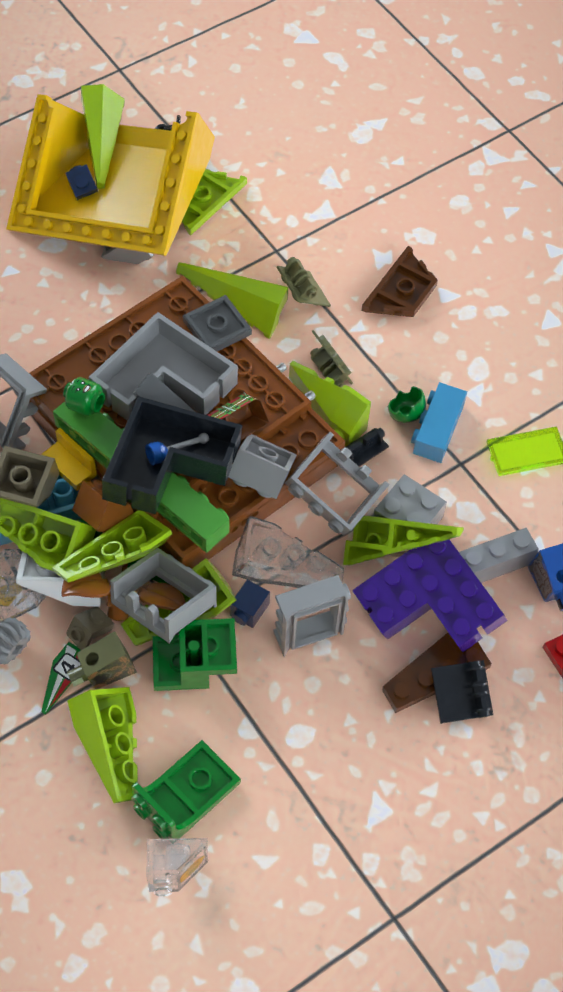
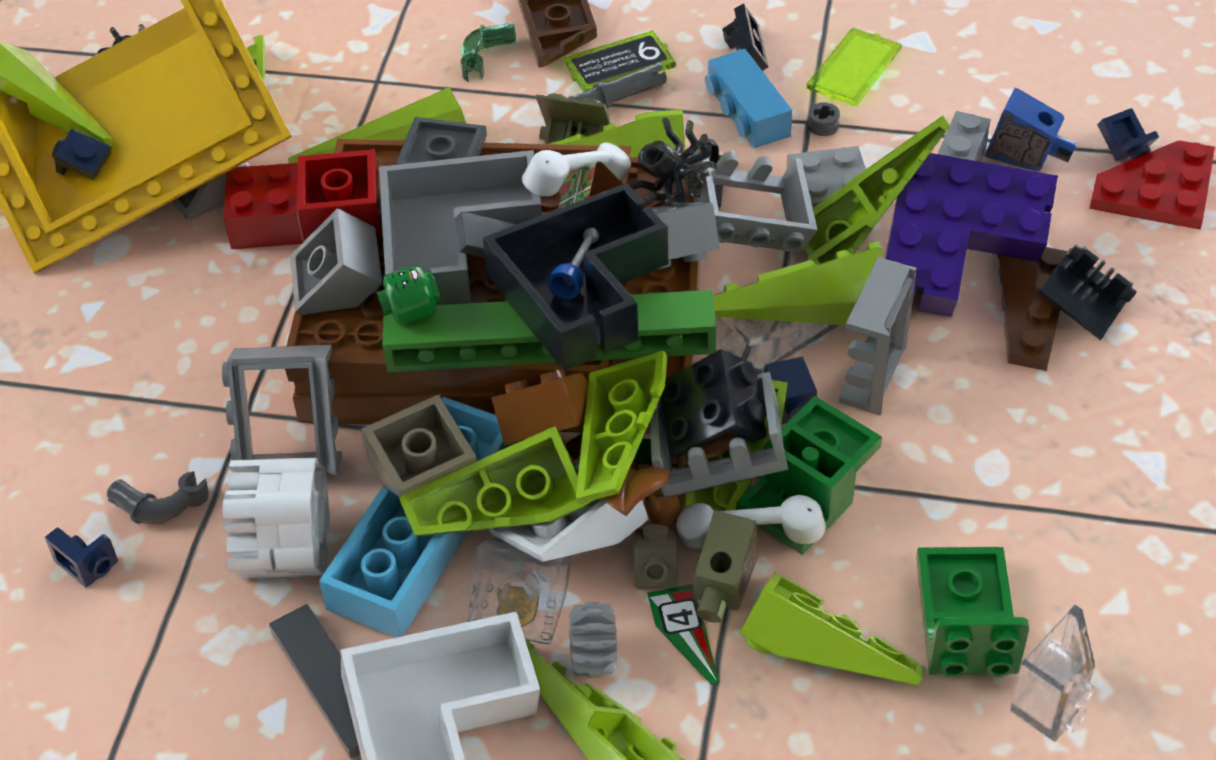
camera: 40 degrees left, 10 degrees down
(72, 460) = (455, 384): yellow panel -> none
(90, 347) = (336, 265): none -> light grey slope
(129, 307) = (341, 182): none -> red brick
(133, 278) = (262, 206): none -> red brick
(160, 670) = (799, 516): none -> white piece
(170, 578) = (712, 400): none -> black bracket
(226, 383) = (549, 168): none -> white piece
(300, 555) = (802, 291): none -> lime wedge
(302, 283) = (464, 75): olive hinge -> none
(302, 428) = (673, 165): none -> animal
(350, 269) = (483, 39): none -> clear green piece
(381, 358) = (625, 86): none -> dark grey pin
(407, 342) = (618, 60): none -> piece
(407, 406) = (702, 103): green hair -> none
(466, 475) = (823, 119): none -> dark grey bush
(487, 385) = (746, 34): none -> black hinge

